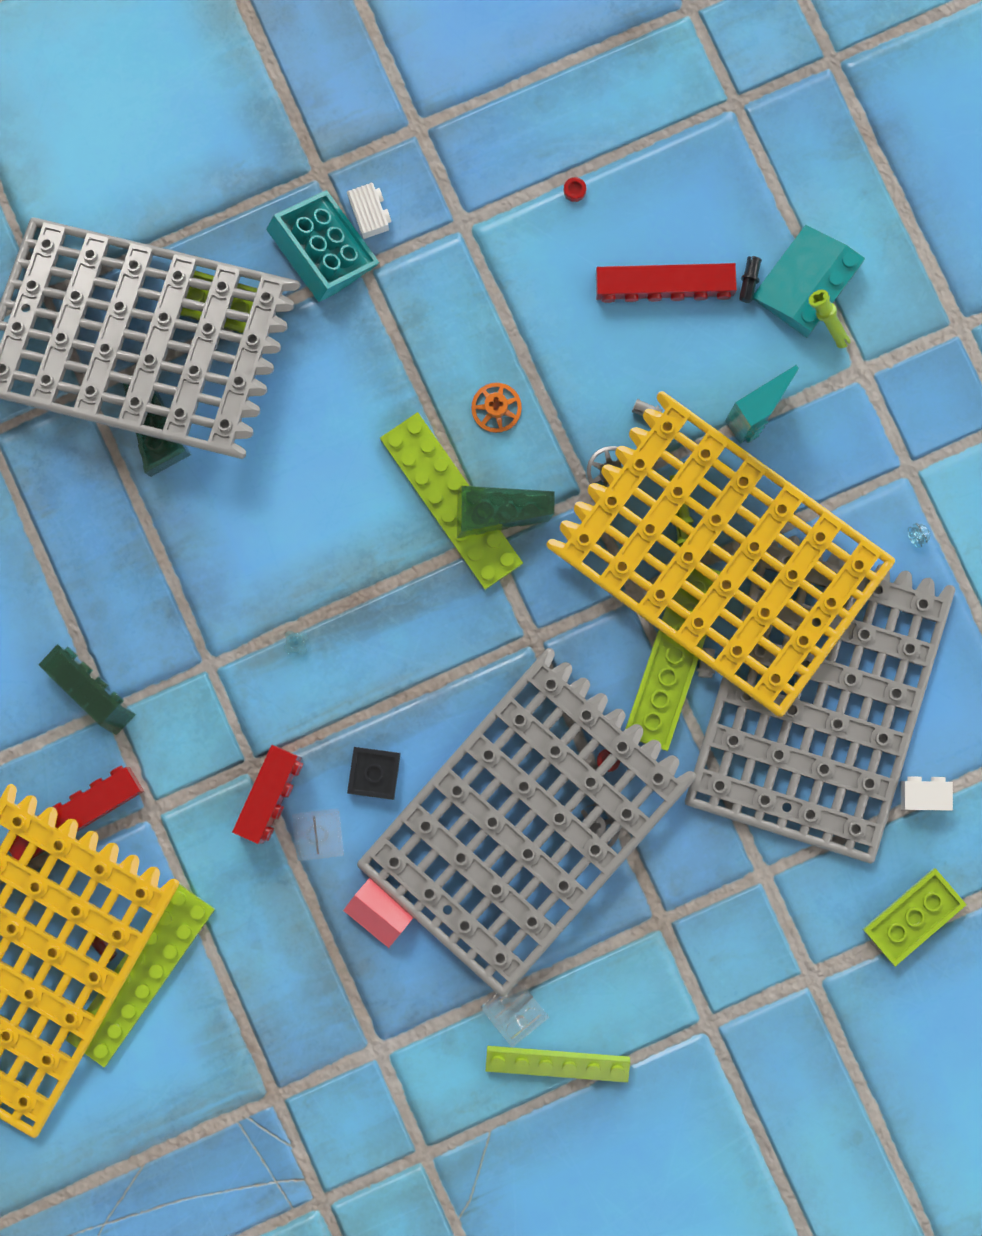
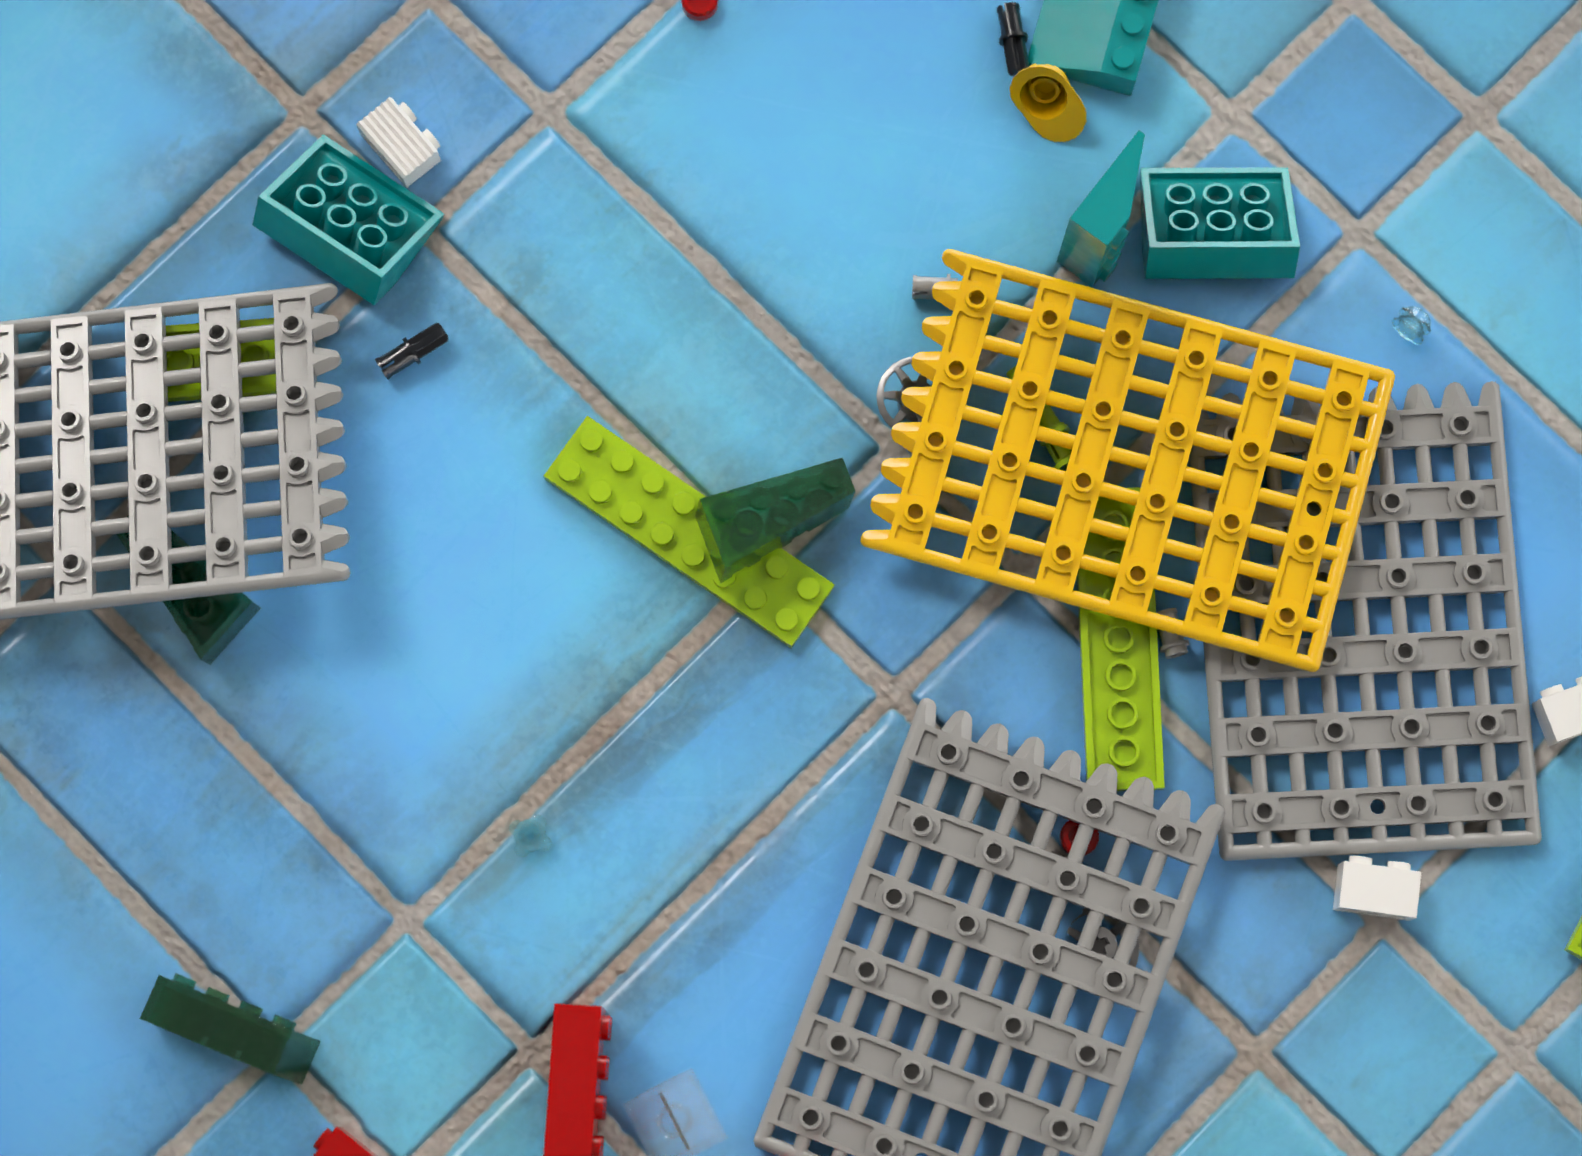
camera: 25 degrees left, 5 degrees down
(331, 336) = (412, 349): none -> black axle
(373, 773) = (727, 992): black plate -> none
(496, 407) = (704, 365): orange wheel -> none
(666, 282) = (889, 87): red brick -> none
(756, 324) = (1048, 102): none -> yellow piece
(767, 855) = (1377, 889): none -> white brick
(827, 312) = (1149, 44): lime pin -> none
(828, 432) = (1218, 223): none -> teal slope

